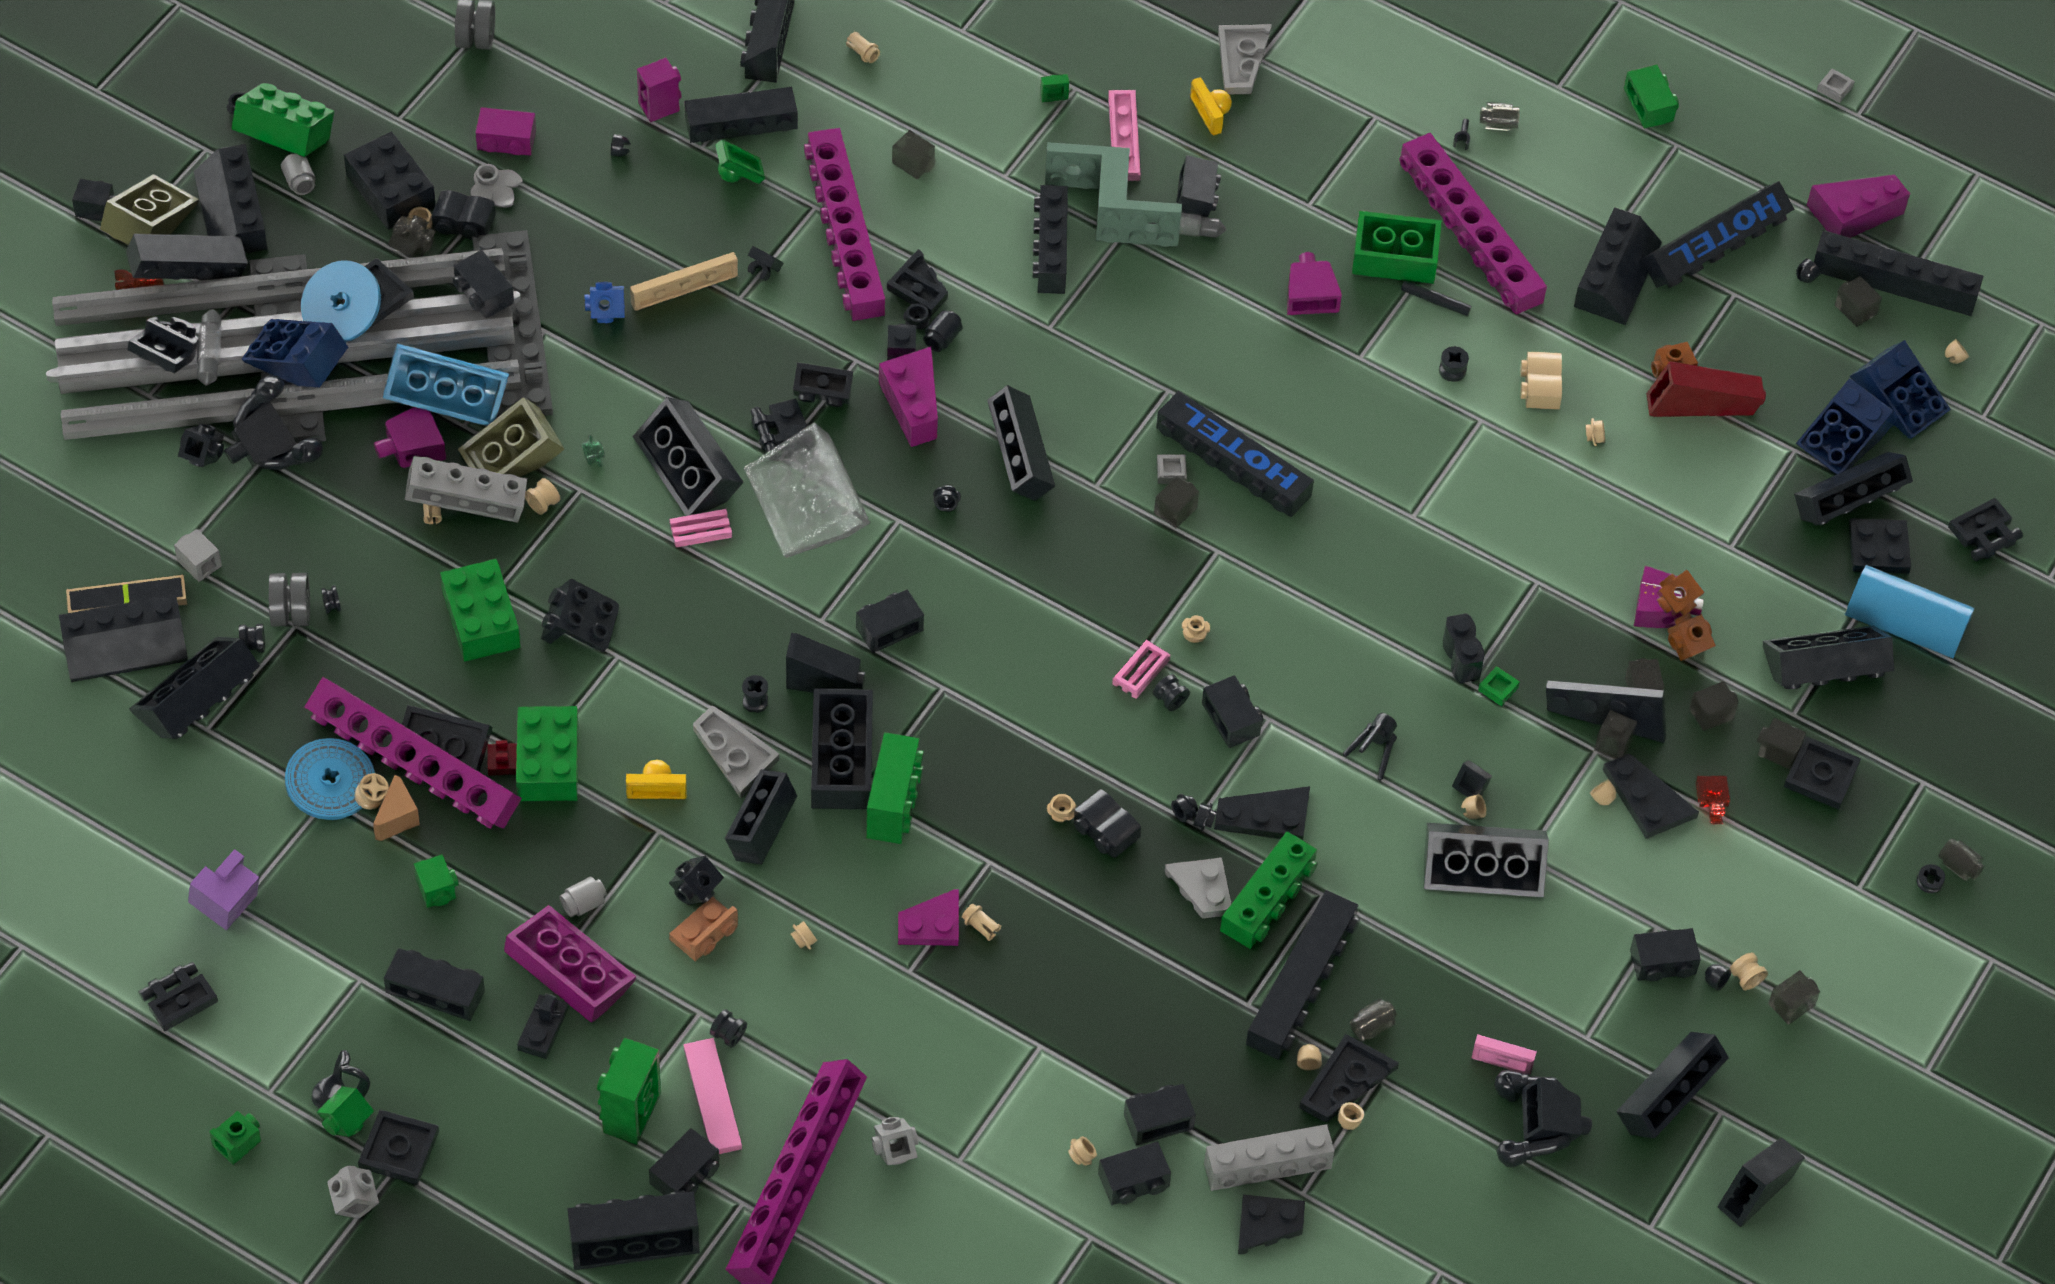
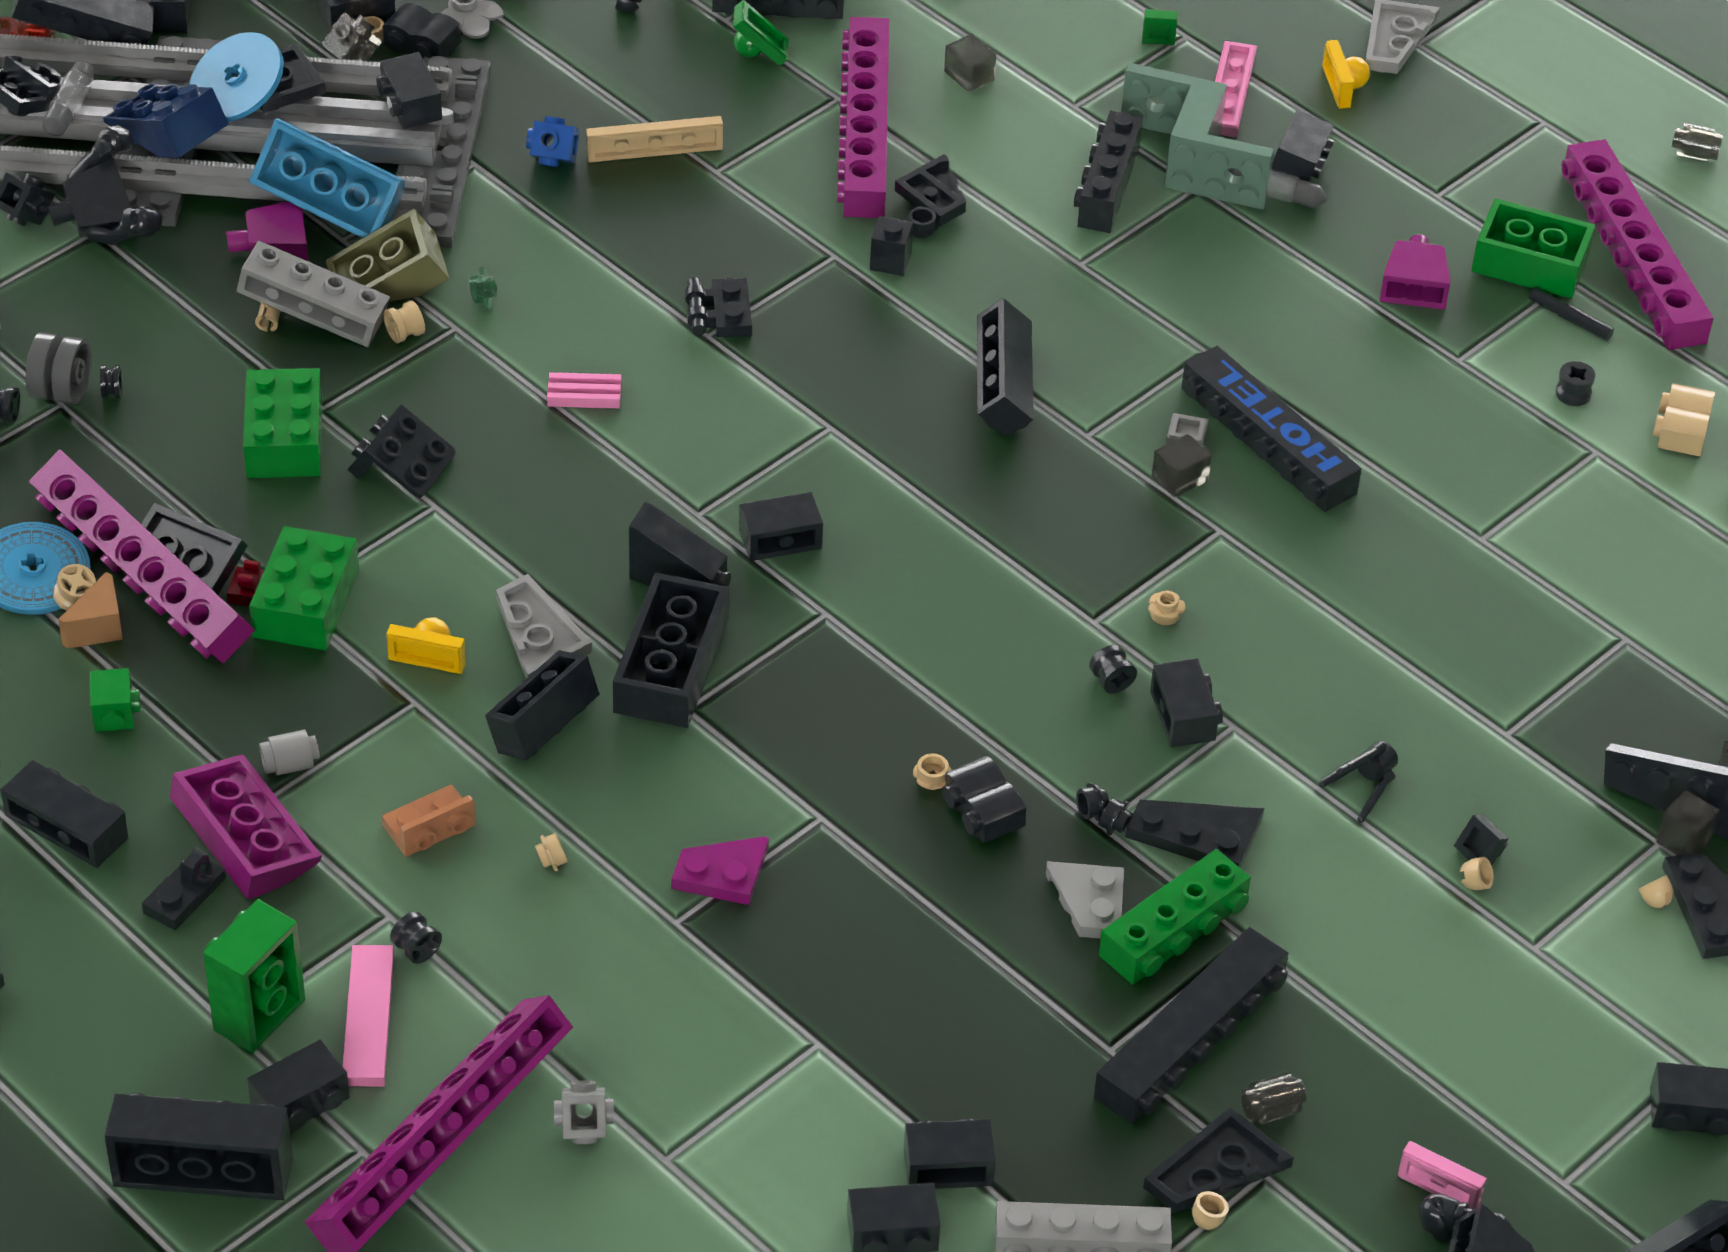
camera: 15 degrees right, 10 degrees down
(687, 457) = (593, 312): black slope -> none
(695, 880) = (434, 760): black brick -> none
(754, 689) = (584, 573): black bush -> none
(765, 261) = (757, 135): black tile -> none
(806, 492) = (726, 374): clear slope -> none
(822, 383) = (782, 265): black brick -> none
(894, 788) = (720, 703): green brick -> none
(911, 394) = (887, 295): magenta wedge -> none
(942, 330) = (947, 240): black brick -> none
(946, 498) = (892, 418): black plate -> none
(980, 921) = (780, 873): tan pin -> none
(1082, 1151) = (831, 1178): tan plate -> none
(1129, 685) = (1088, 641): bright pink tile -> none
(1309, 1057) = (1173, 1128): tan hinge -> none
(1462, 135) = (1646, 155): black hand -> none
(1463, 648) = (1508, 689): black brick -> none
(1485, 859) = (1475, 938): black slope -> none
(1498, 686) = (1545, 742): green plate -> none

